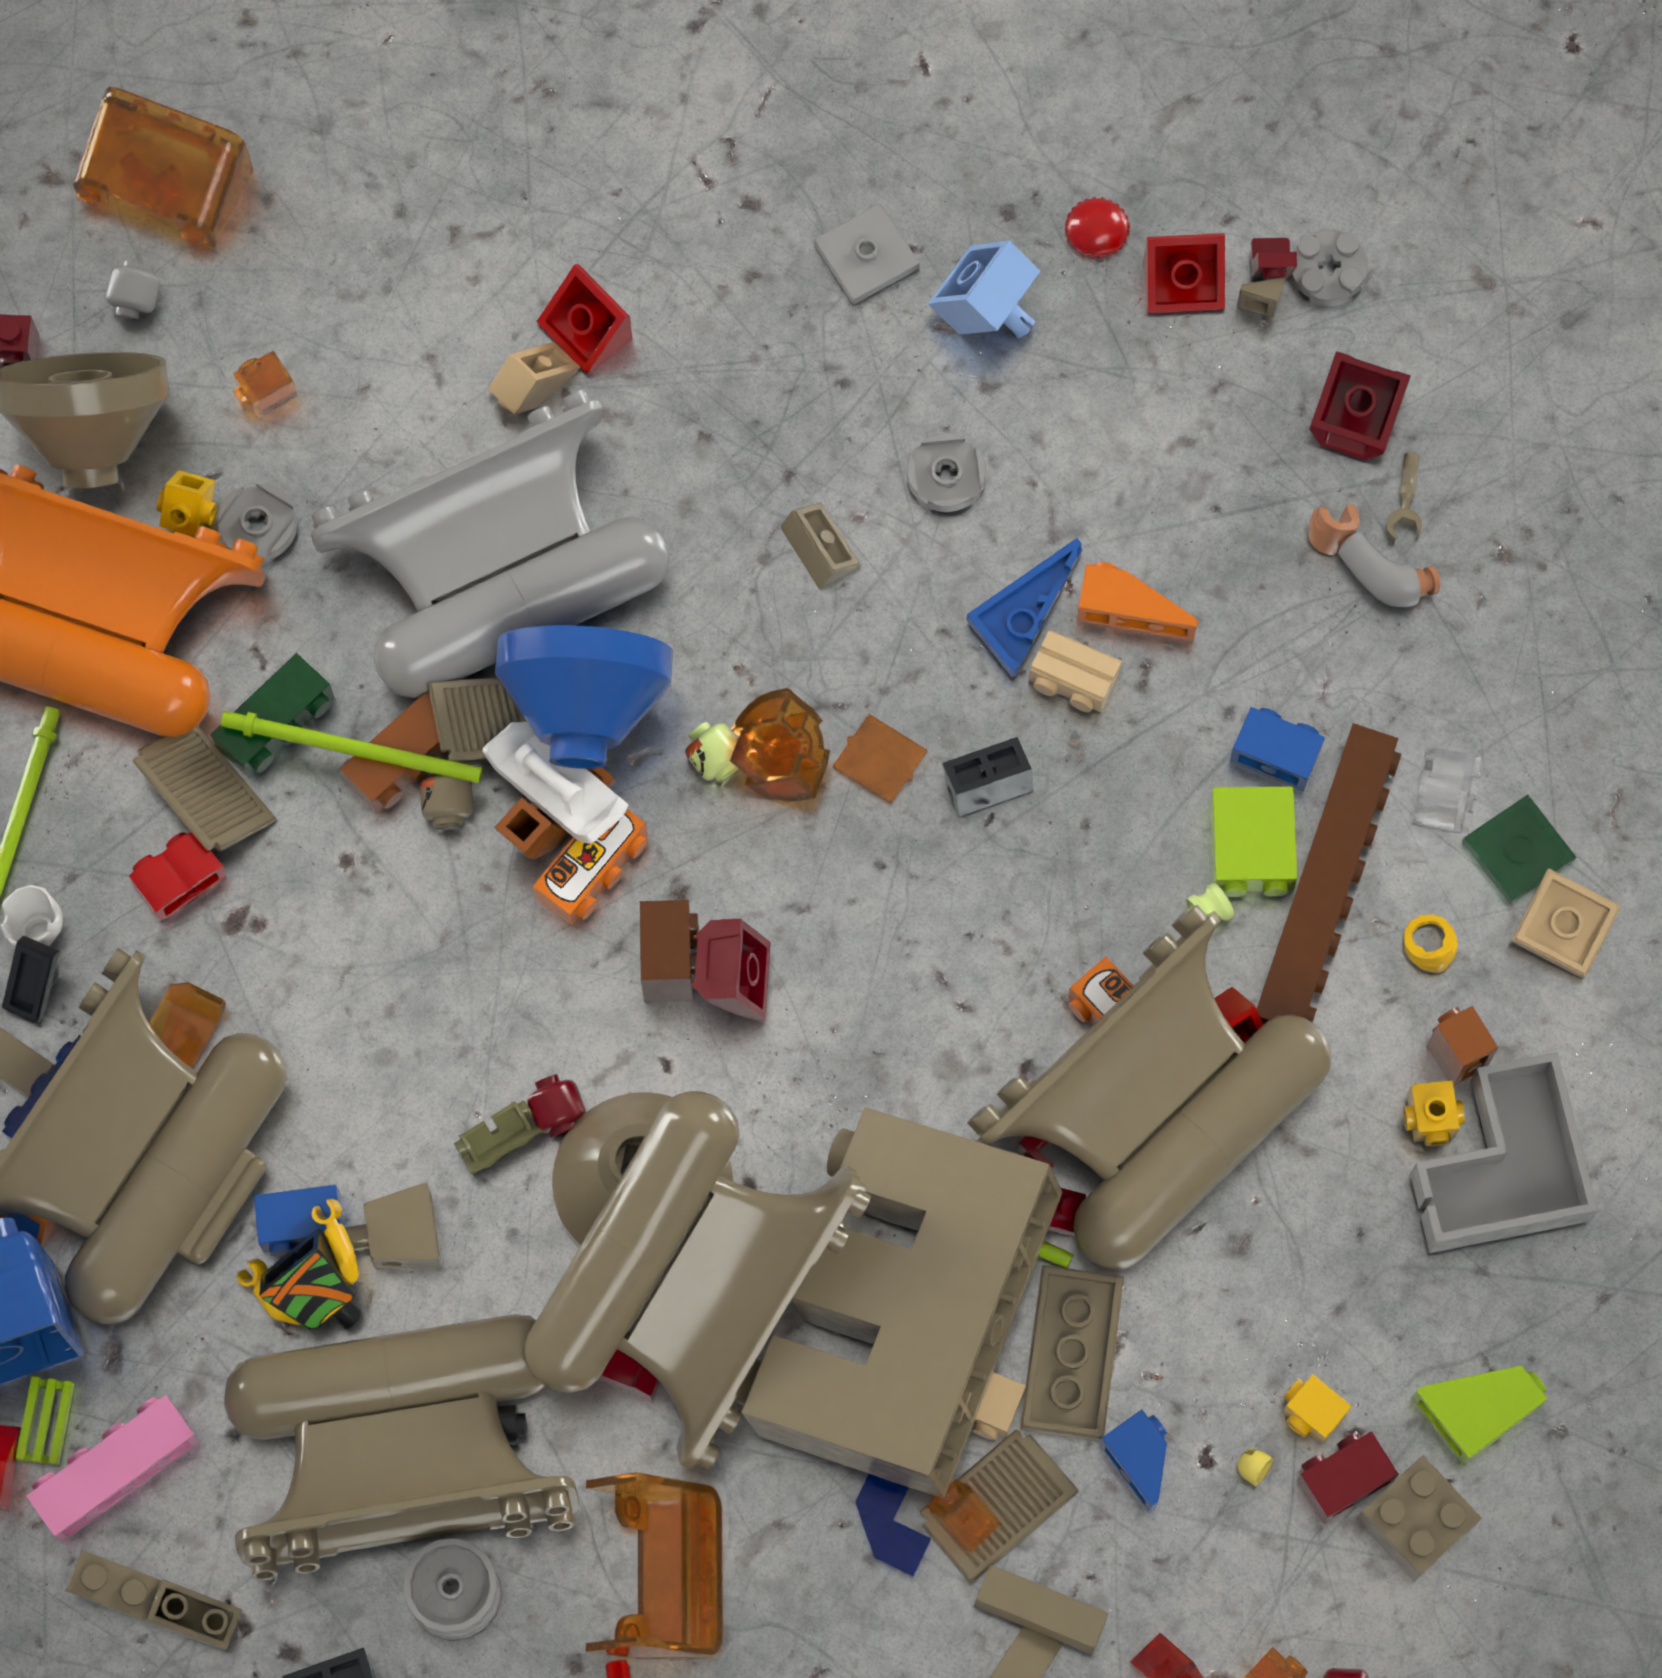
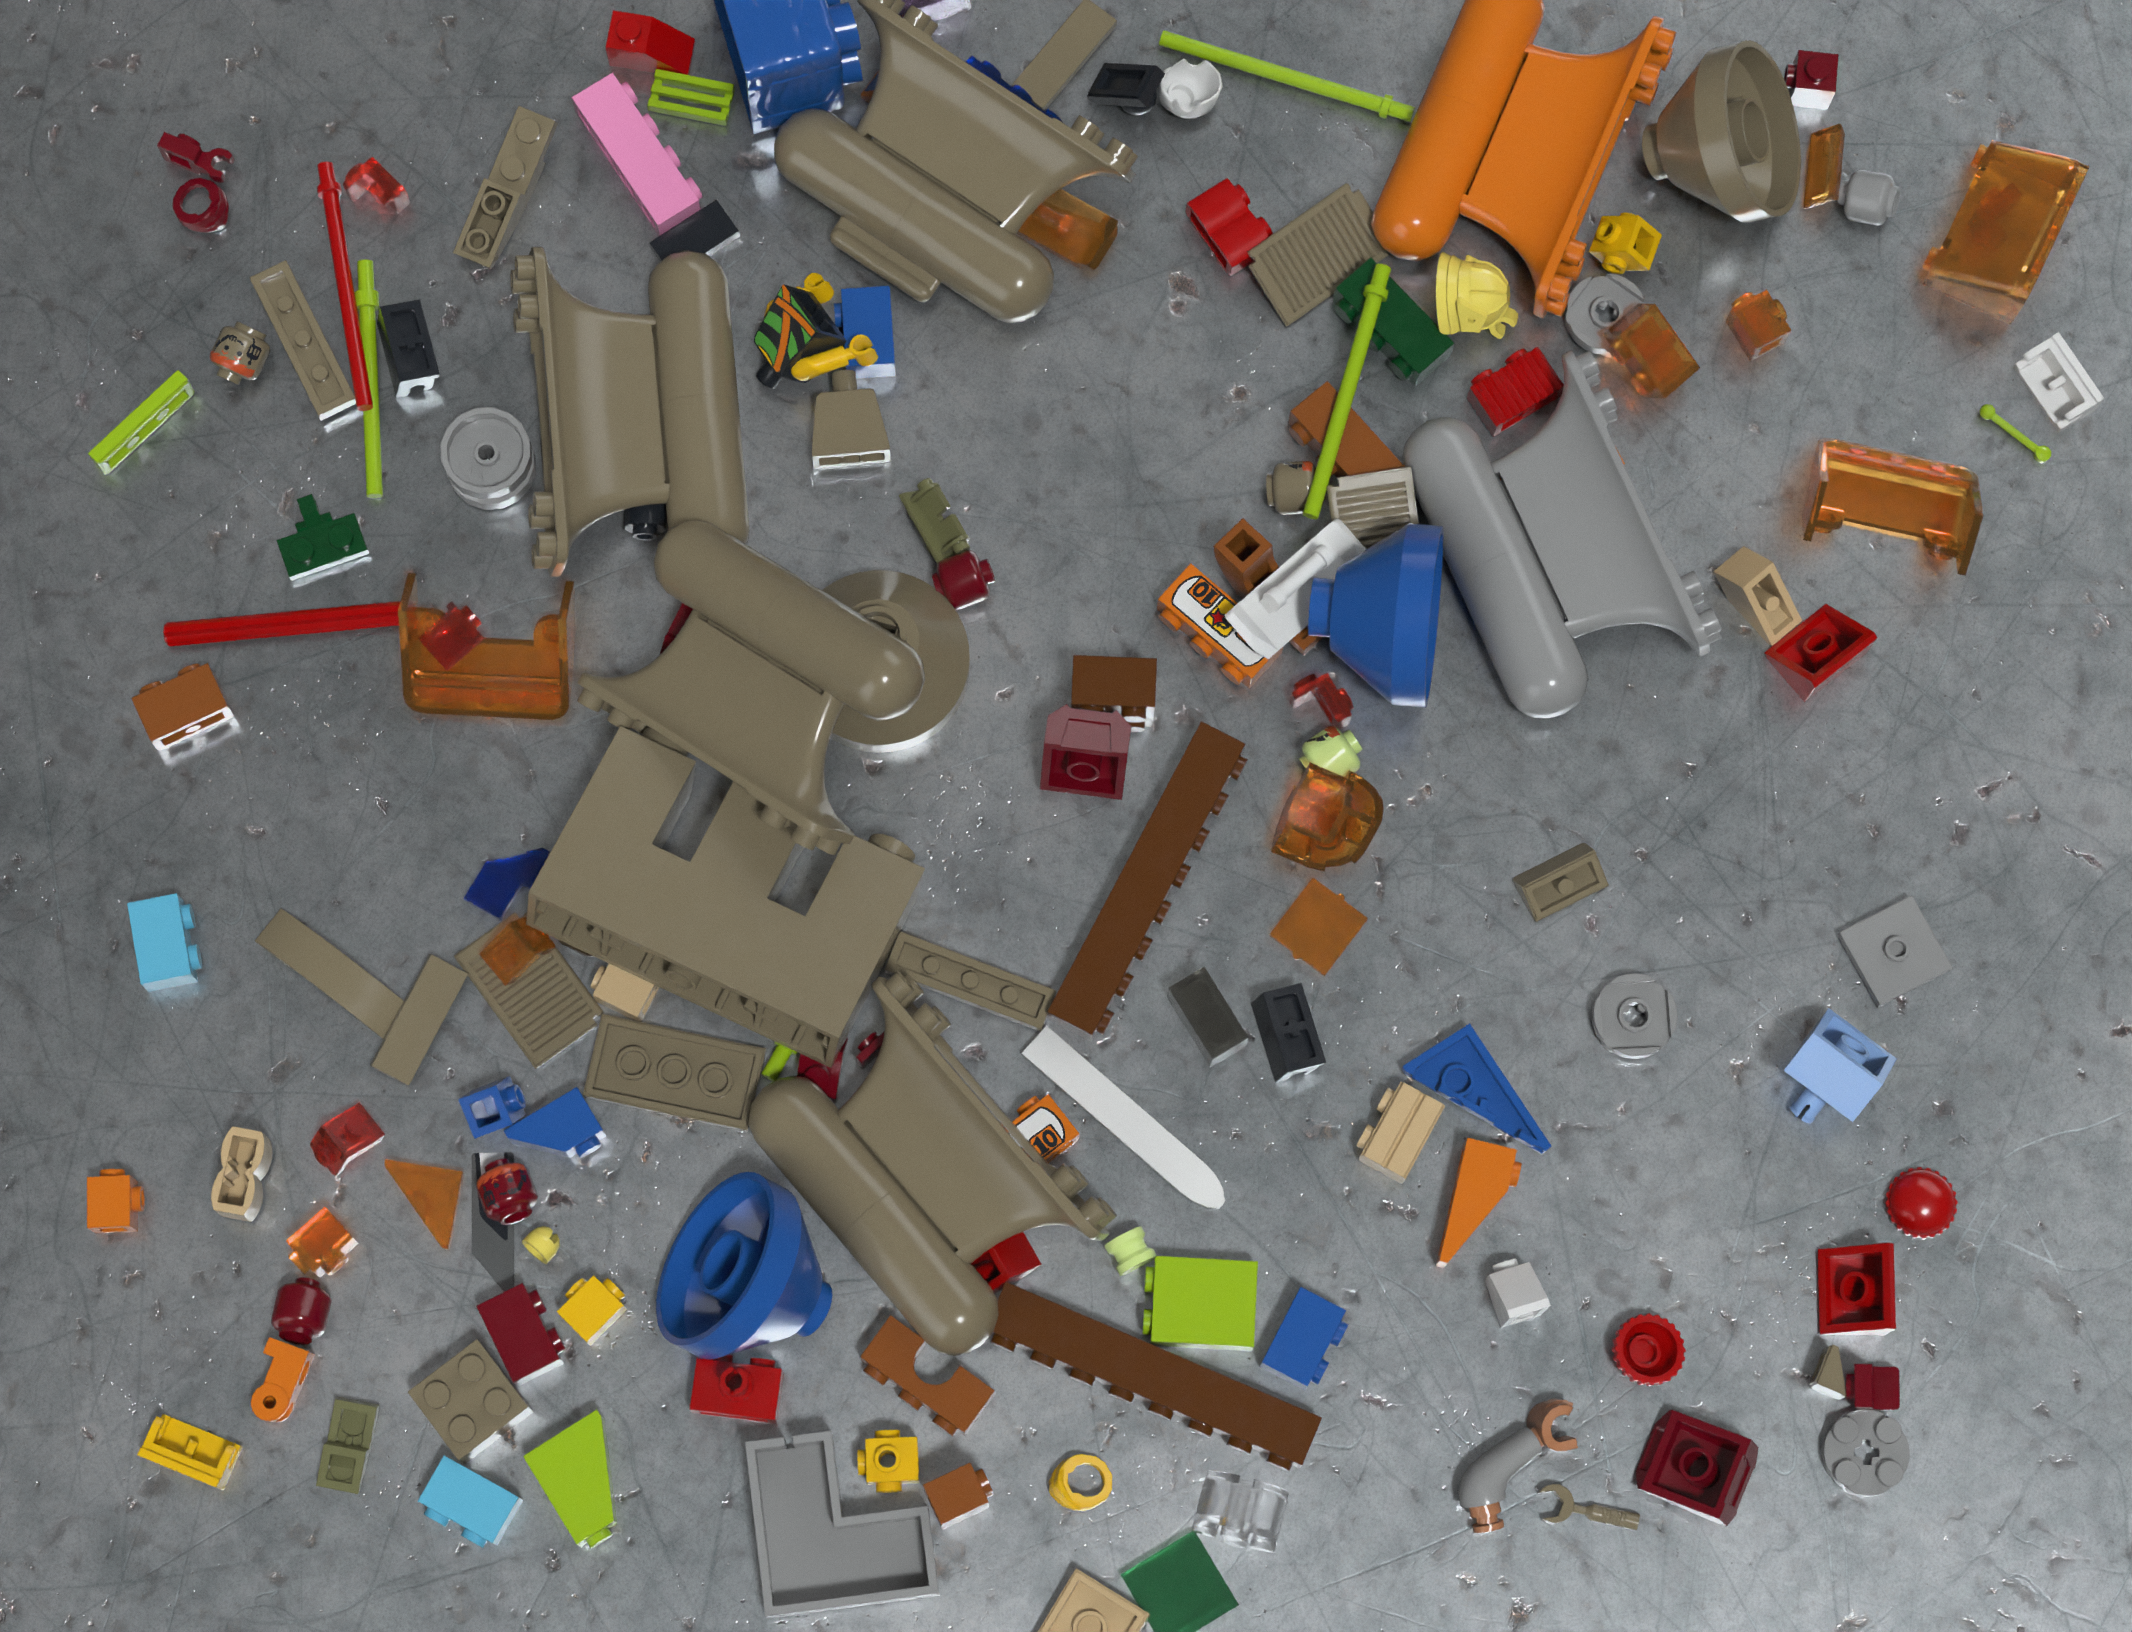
camera: 90 degrees right, 5 degrees up
(101, 331) = (1824, 166): none -> clear orange tile
(199, 1404) = (702, 232): none -> black tile
(248, 636) = (1472, 296): none -> light yellow helmet
(298, 475) = (1650, 351): none -> clear orange brick
(312, 123) = (2058, 382): none -> white hinge
(339, 600) = (1514, 390): none -> red brick
(380, 141) = (2041, 453): none -> lime hinge
(429, 255) = (1895, 495): none -> clear orange windscreen
(643, 1607) = (452, 635): none -> clear red bracket
(658, 754) = (1333, 702): none -> clear red bracket
(850, 913) = (1146, 882): none -> reddish brown brick
(963, 1064) = (971, 981): none -> dark tan plate
(979, 849) = (1207, 1016): none -> clear smoke brick
(1080, 925) = (1125, 1119): none -> white piece
(1126, 1520) = (493, 1106): none -> blue brick
(1208, 1503) = (506, 1192): none -> dark red head
(1214, 1580) = (433, 1195): none -> clear orange tile
(1219, 560) = (1516, 1292): none -> white slope
(1228, 1519) = (490, 1239): none -> dark grey sticker
(1257, 448) = (1648, 1349): none -> red hat
(1273, 1262) = (741, 1272): none -> blue cone
(1331, 1117) = (954, 1402): none -> dark orange arch
(1378, 1264) = (737, 1389): none -> red brick
(1470, 1639) = (348, 1445): none -> olive slope
(1514, 1511) = (469, 1501): none -> medium azure brick

